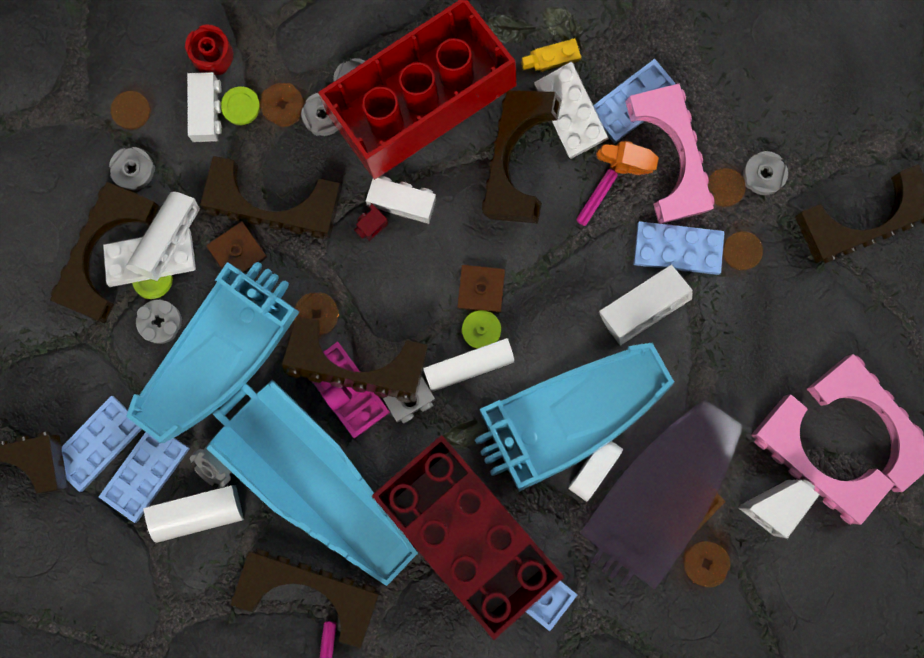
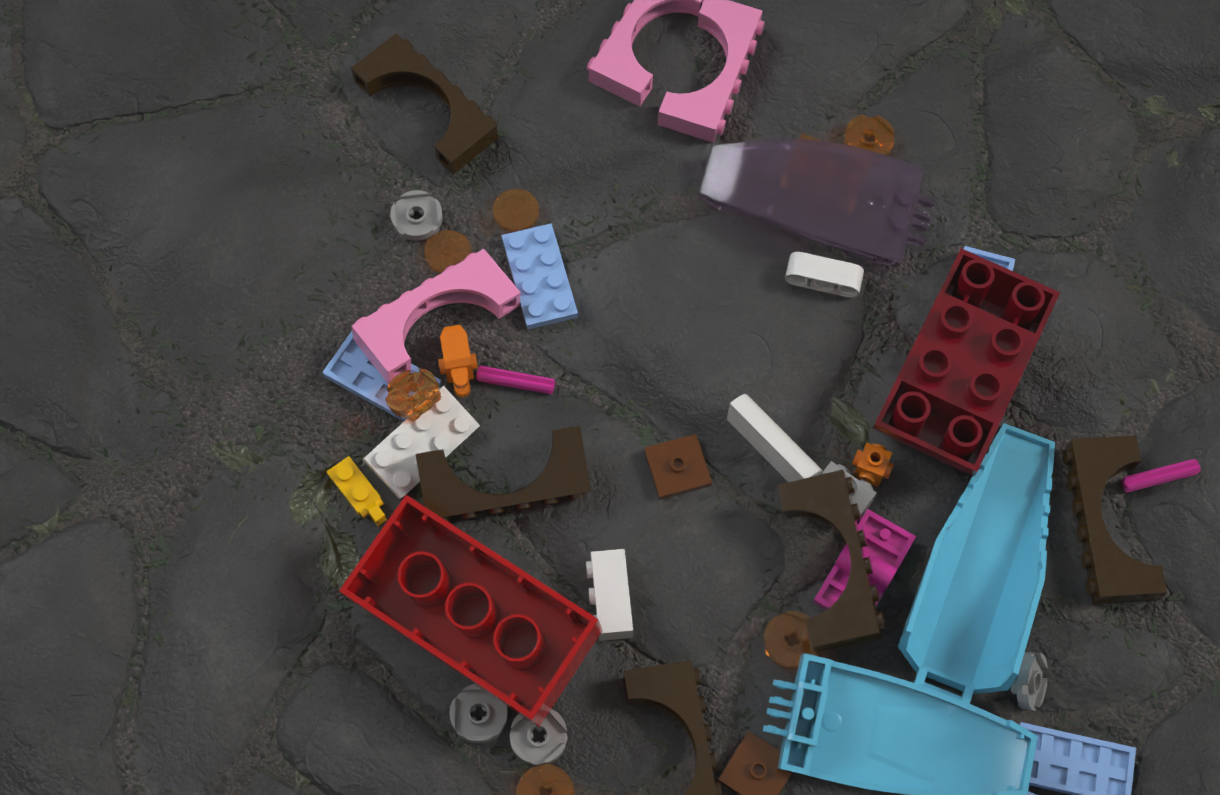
camera: 110 degrees left, 15 degrees down
(193, 514) = (1088, 686): white brick -> none
(370, 223) = (655, 618): dark red brick -> none
(422, 440) = (872, 464): none -> orange brick
(481, 329) = (725, 449): lime piece -> none
(572, 414) = (780, 313): medium azure windscreen -> none
(601, 119) = (413, 406): none -> clear orange plate
(646, 304) = (621, 284): white brick -> none
(781, 506) = (778, 84): white slope -> none

